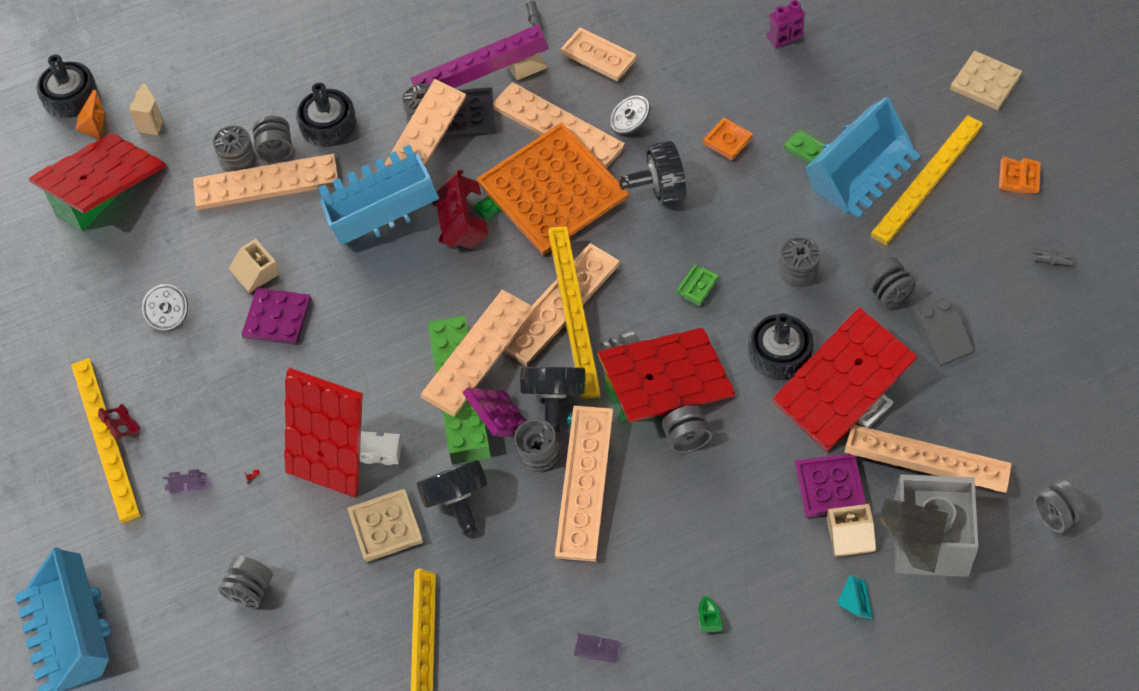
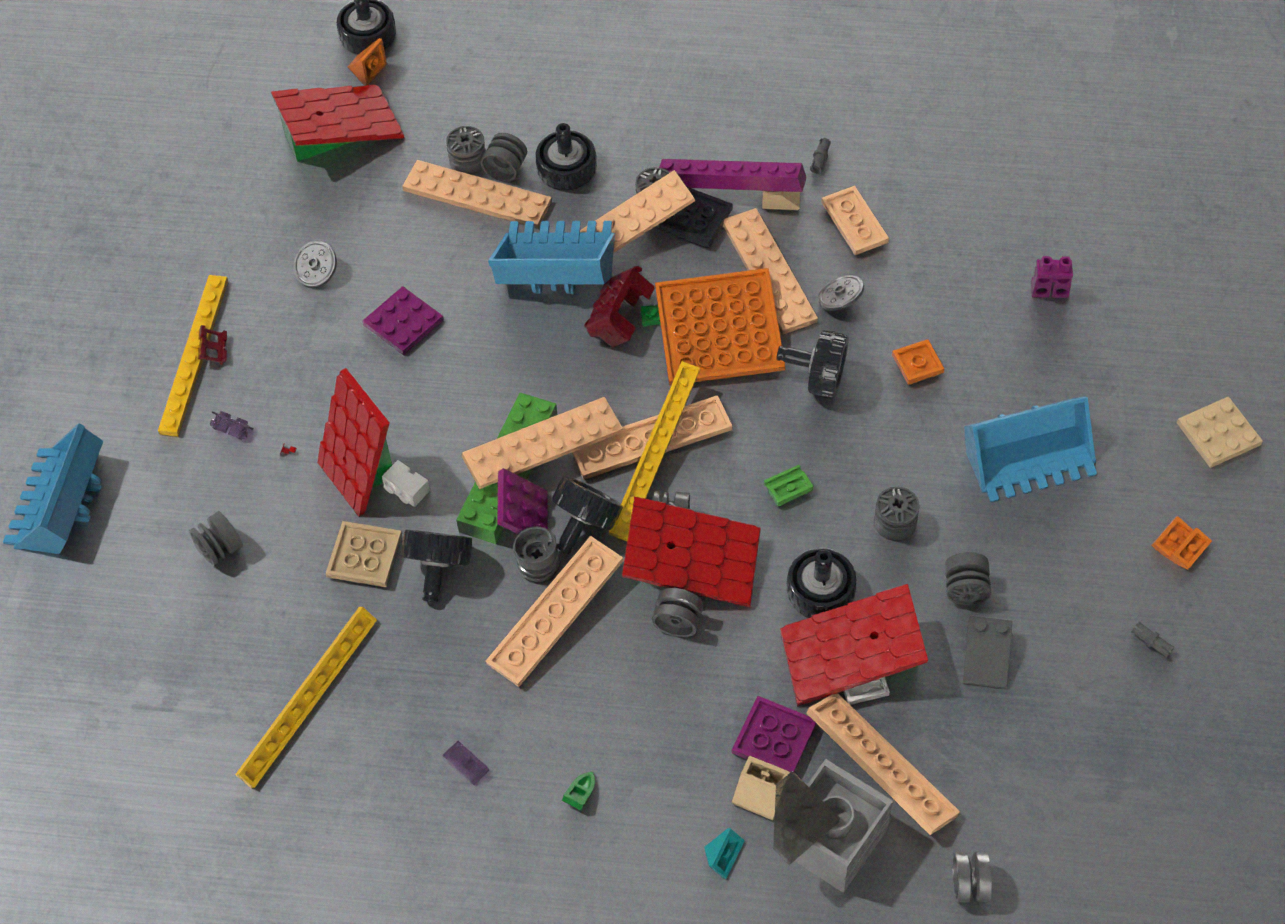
camera: 30 degrees right, 0 degrees up
(146, 112) = (415, 79): tan slope -> none
(253, 266) = (411, 265): tan slope -> none
(804, 146) = (987, 404): bright green plate -> none
(926, 180) = (1085, 499): yellow plate -> none

